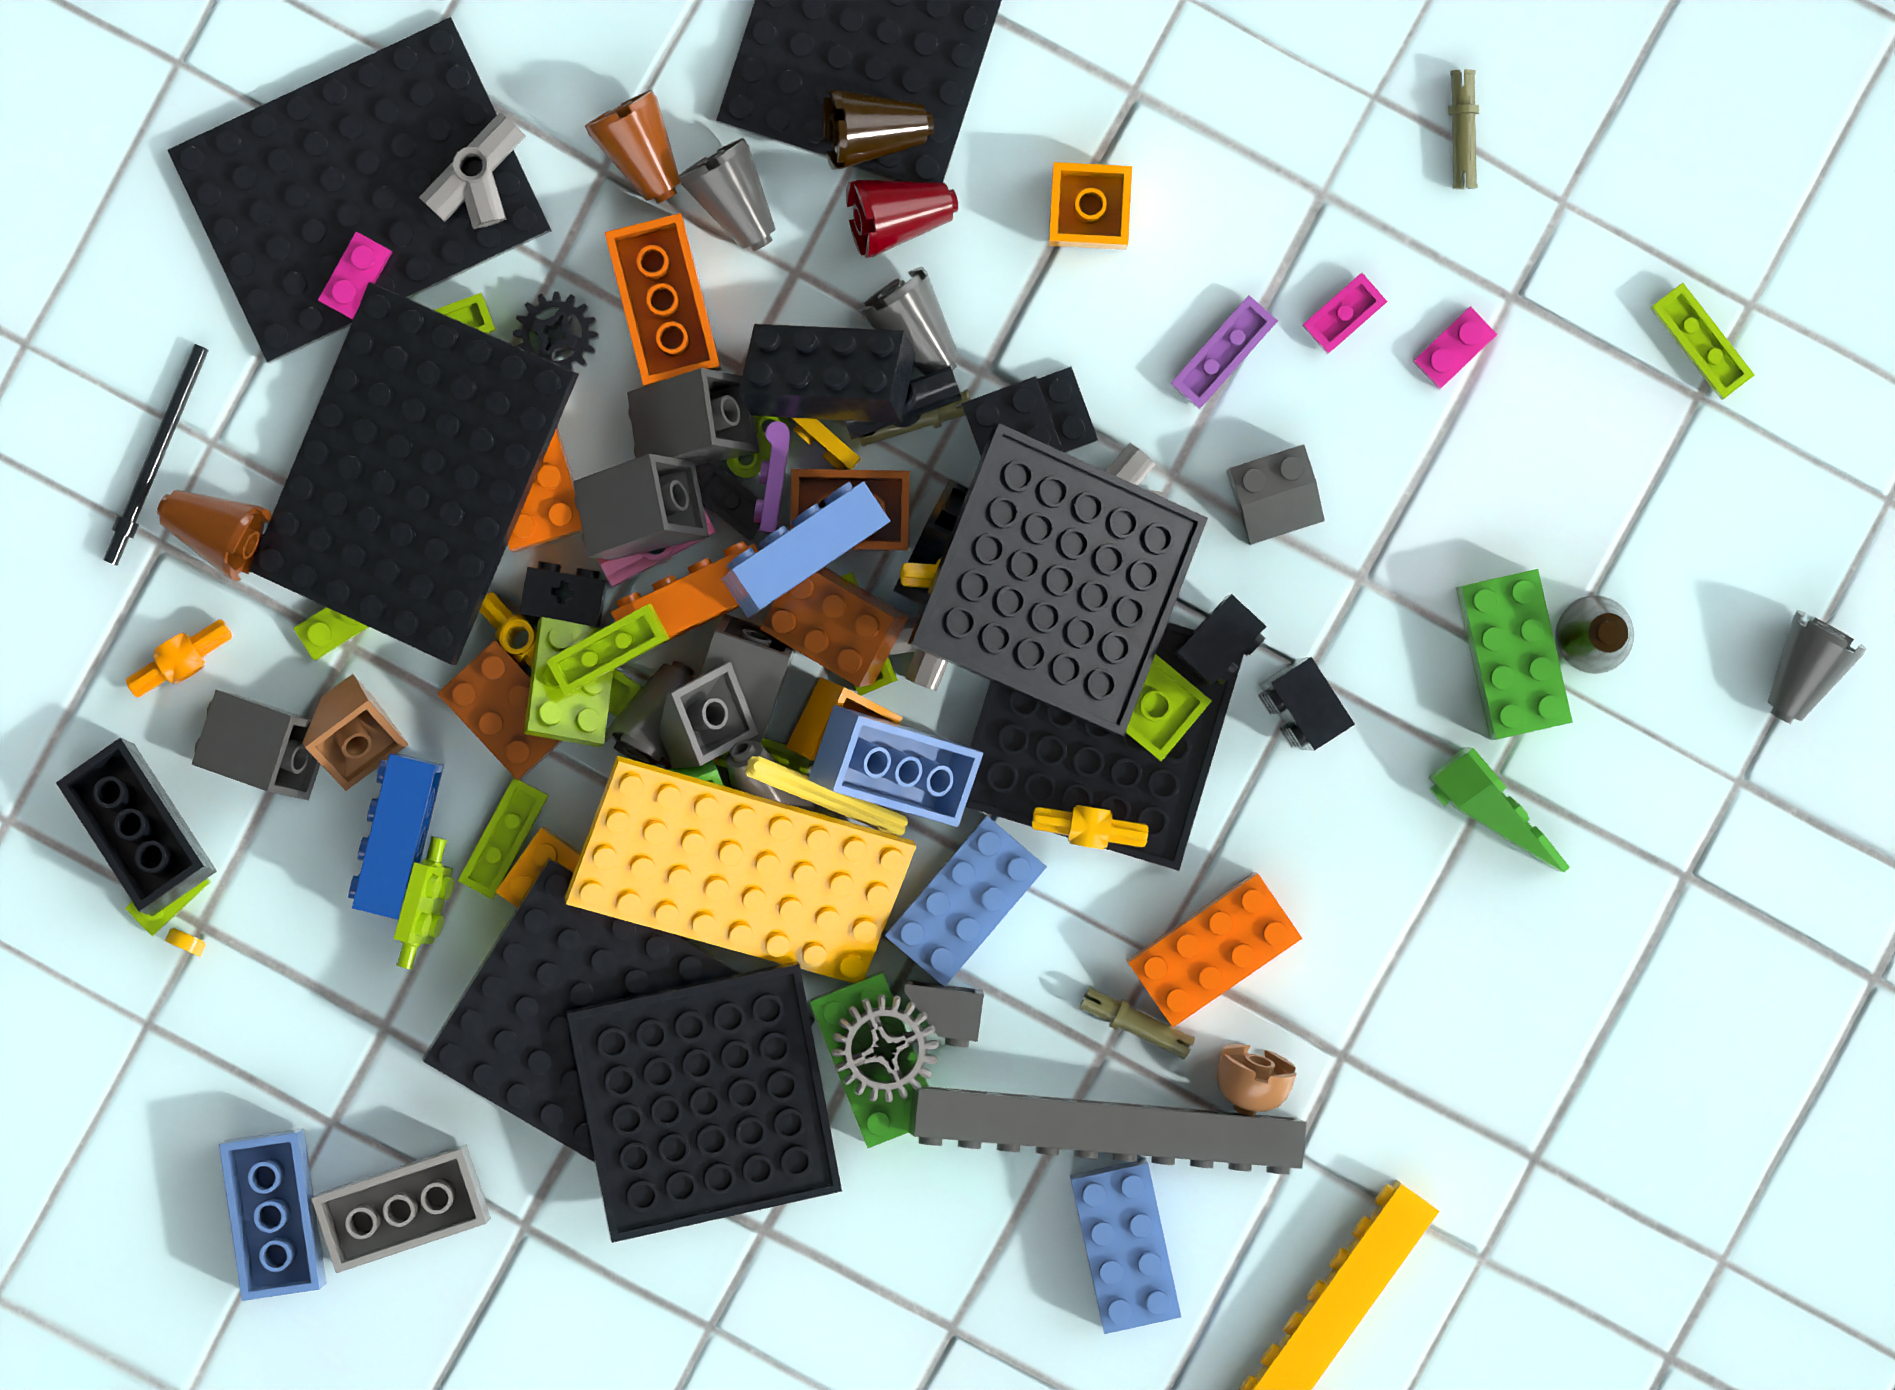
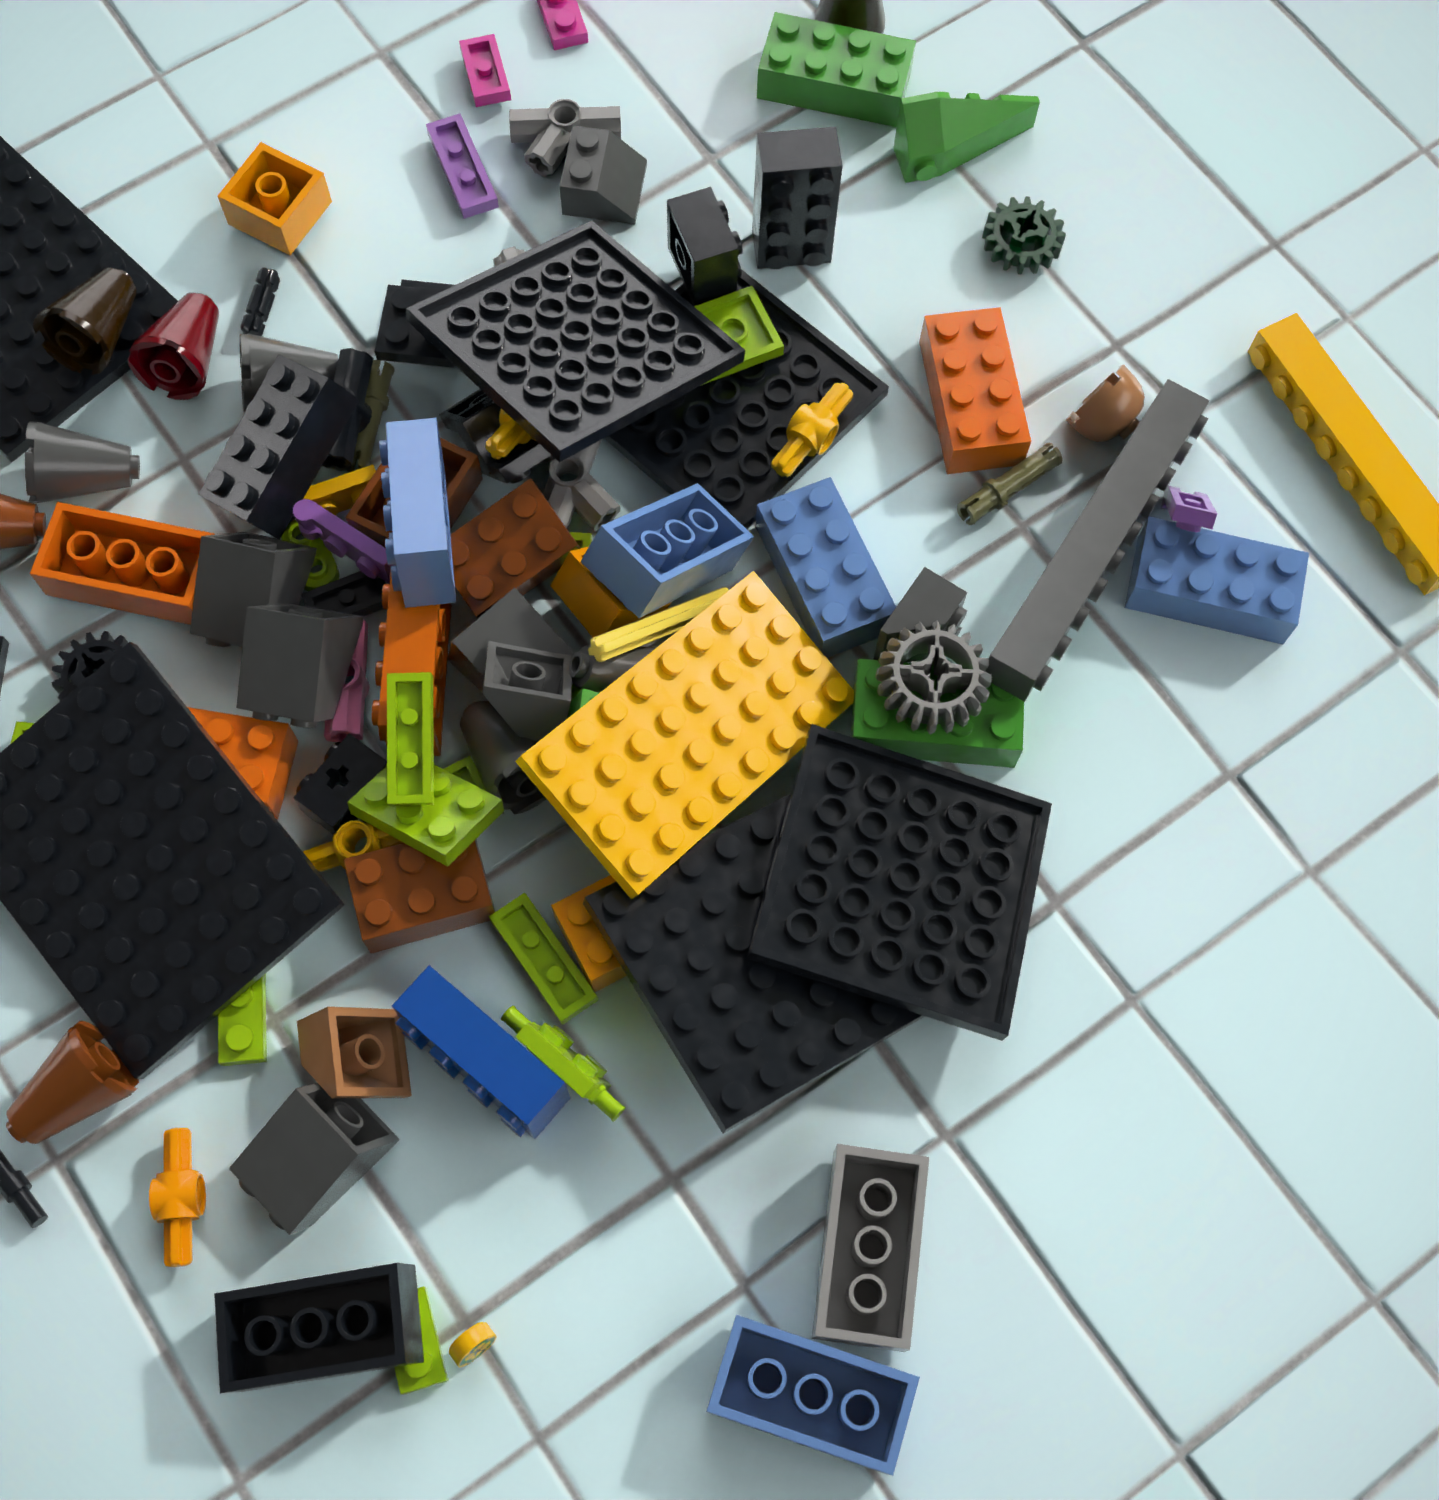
camera: 70 degrees left, 20 degrees down
(983, 249) = (260, 302): none -> black axle
(1173, 1195) = (1188, 509): none -> medium lavender plate
(1292, 426) = (552, 128): none -> light grey piece
(1411, 939) = (1023, 235): none -> dark green gear

